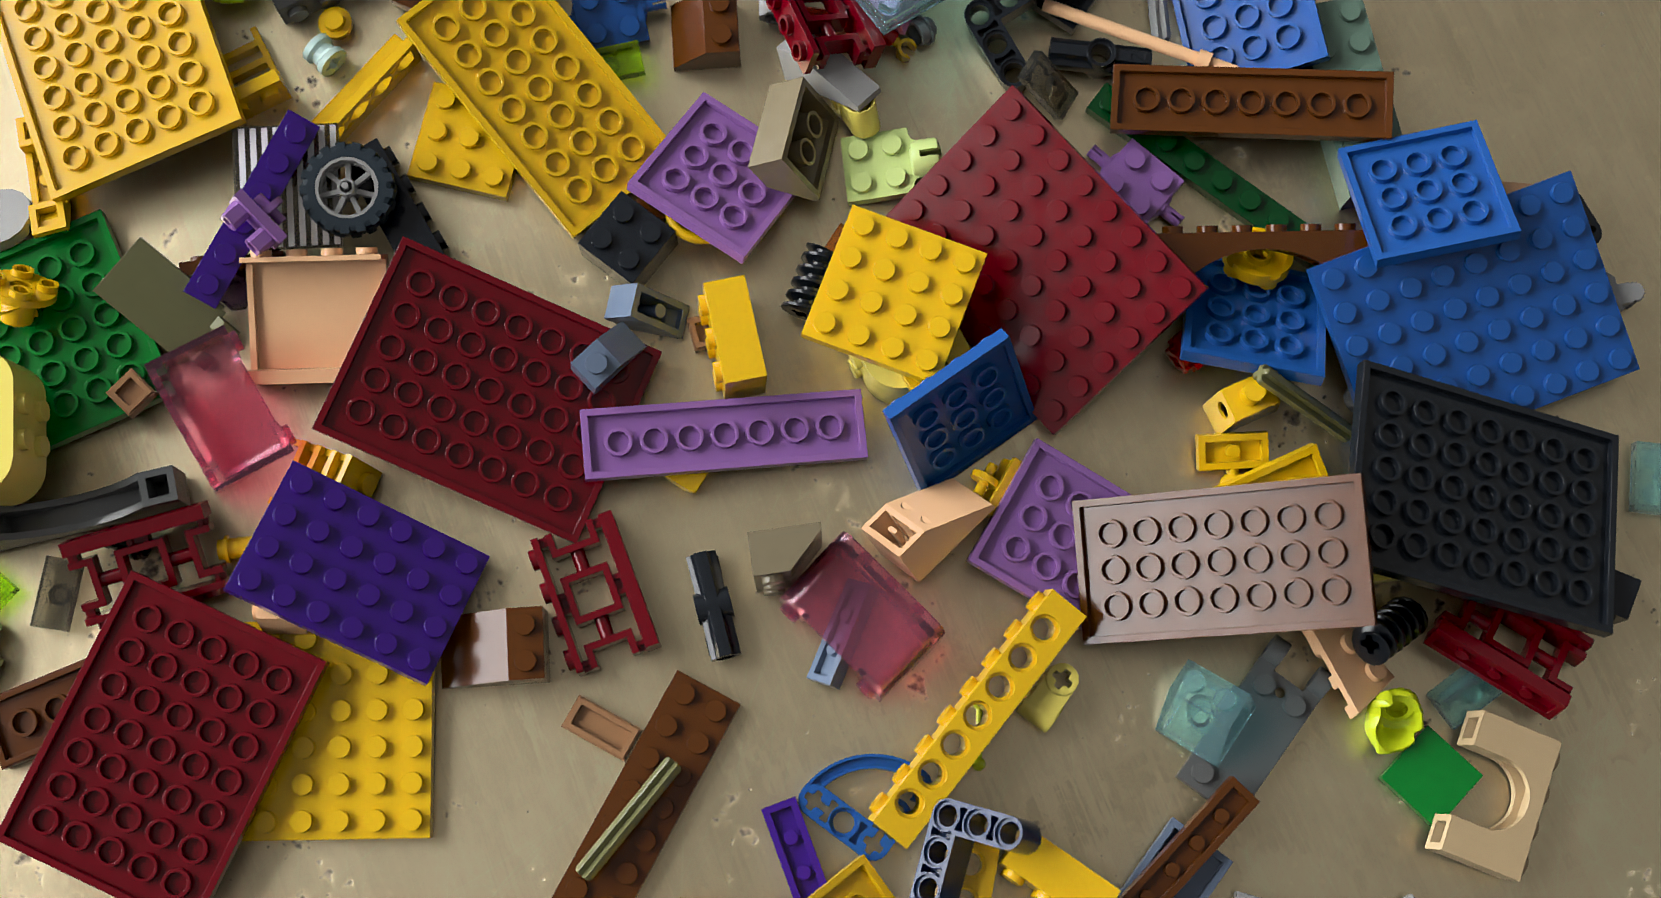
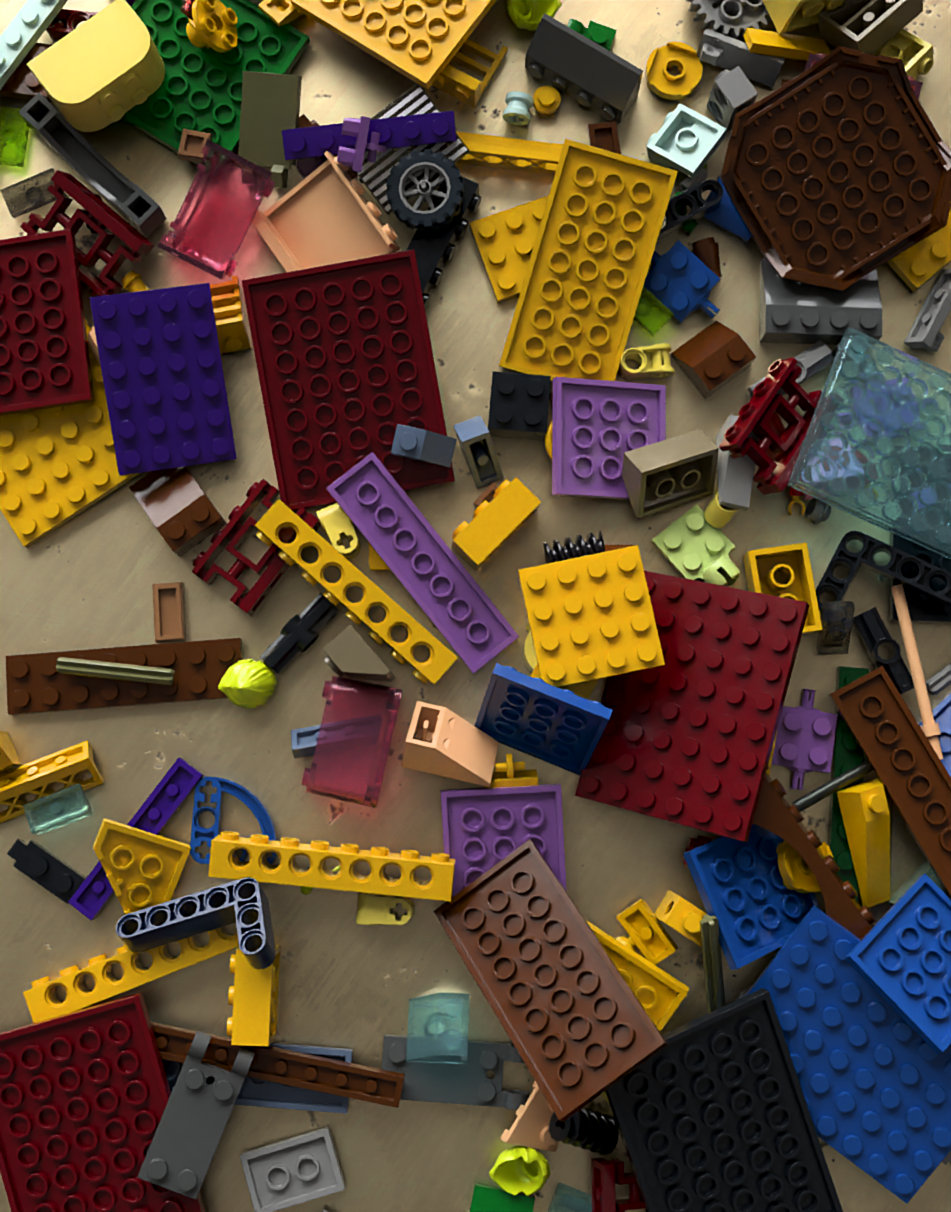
camera: 60 degrees right, 5 degrees up
(628, 498) = (339, 527): none -> light yellow piece
(670, 91) = (652, 363): none -> light yellow piece
(731, 689) = (248, 683): none -> neon yellow hair
(828, 479) = (280, 517): none -> yellow brick
(963, 98) = (785, 574): none -> yellow brick
(1200, 182) = (833, 786): none -> pearl dark grey bar
(1265, 180) = (868, 828): none -> yellow wedge

